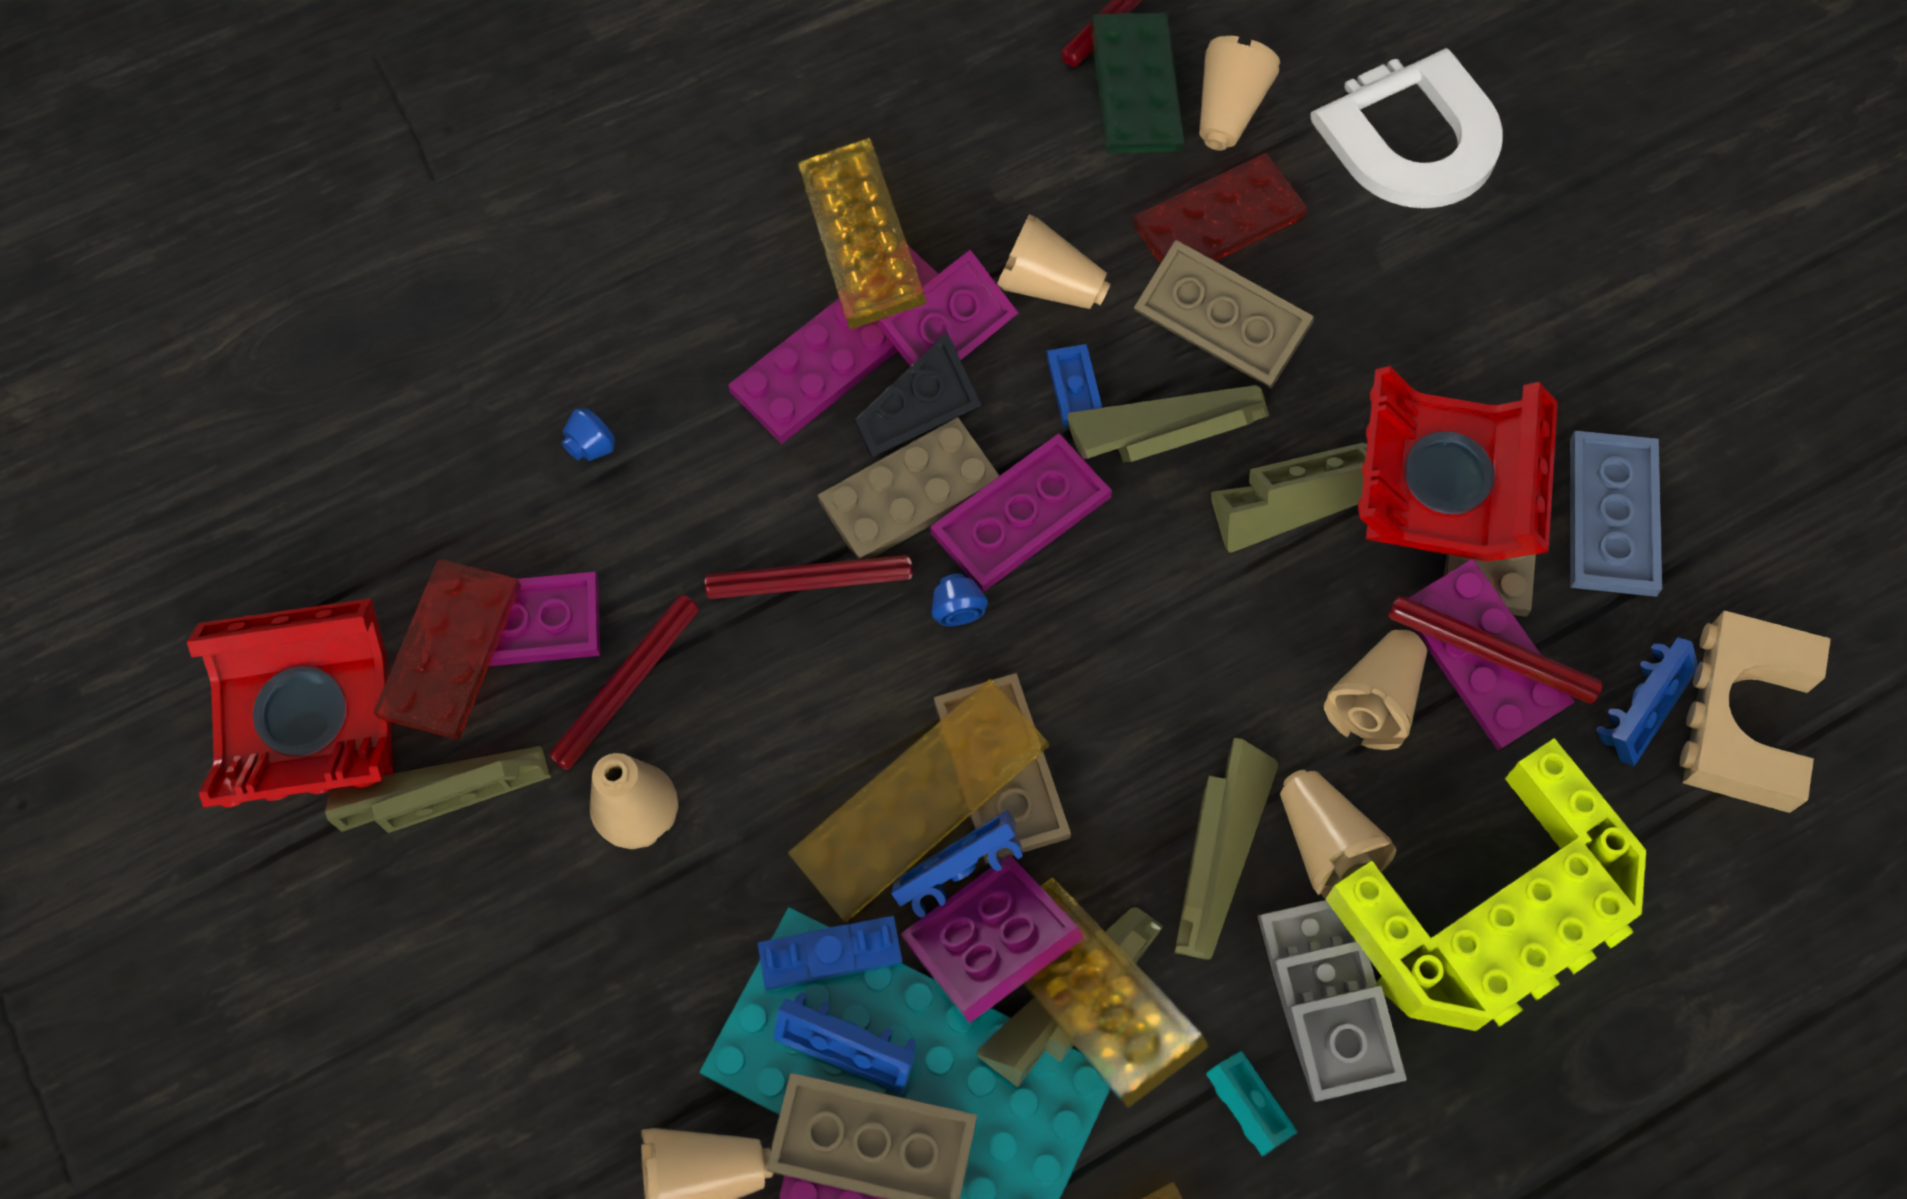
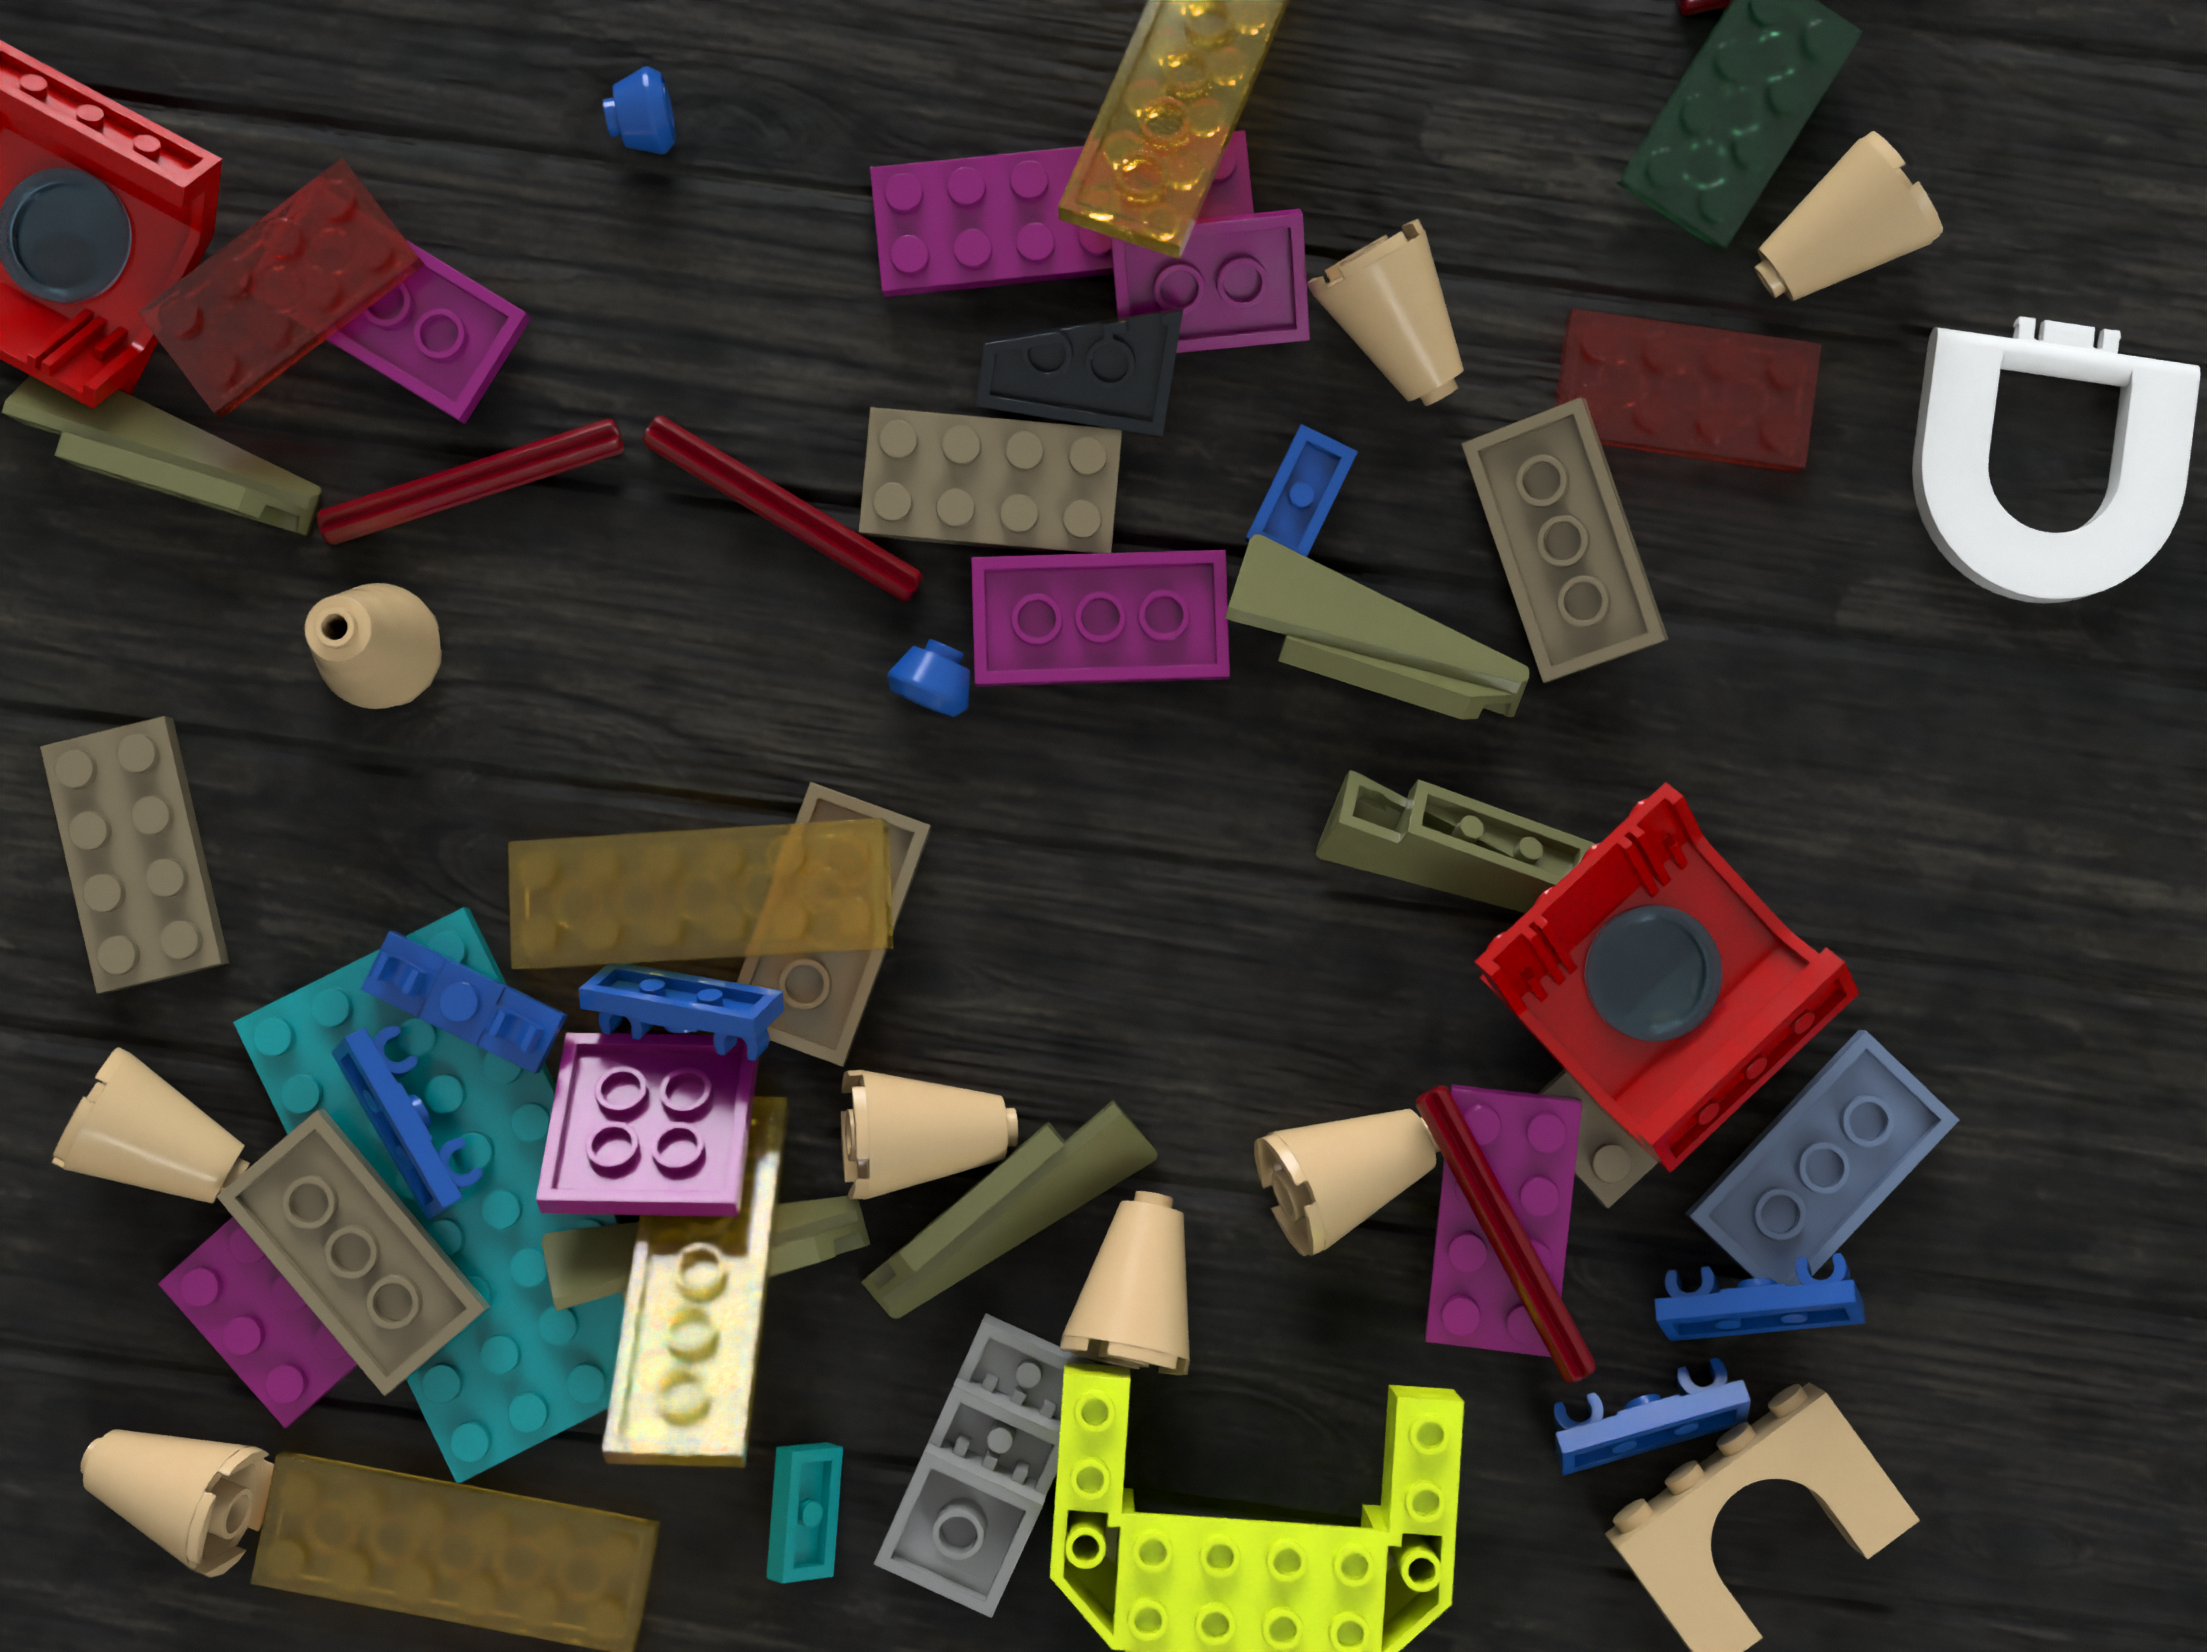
camera: 30 degrees right, 20 degrees up
(571, 1023) = (134, 855): none -> dark tan plate
(1137, 837) = (918, 1132): none -> tan cone
(1651, 592) = (1759, 1304): none -> blue plate

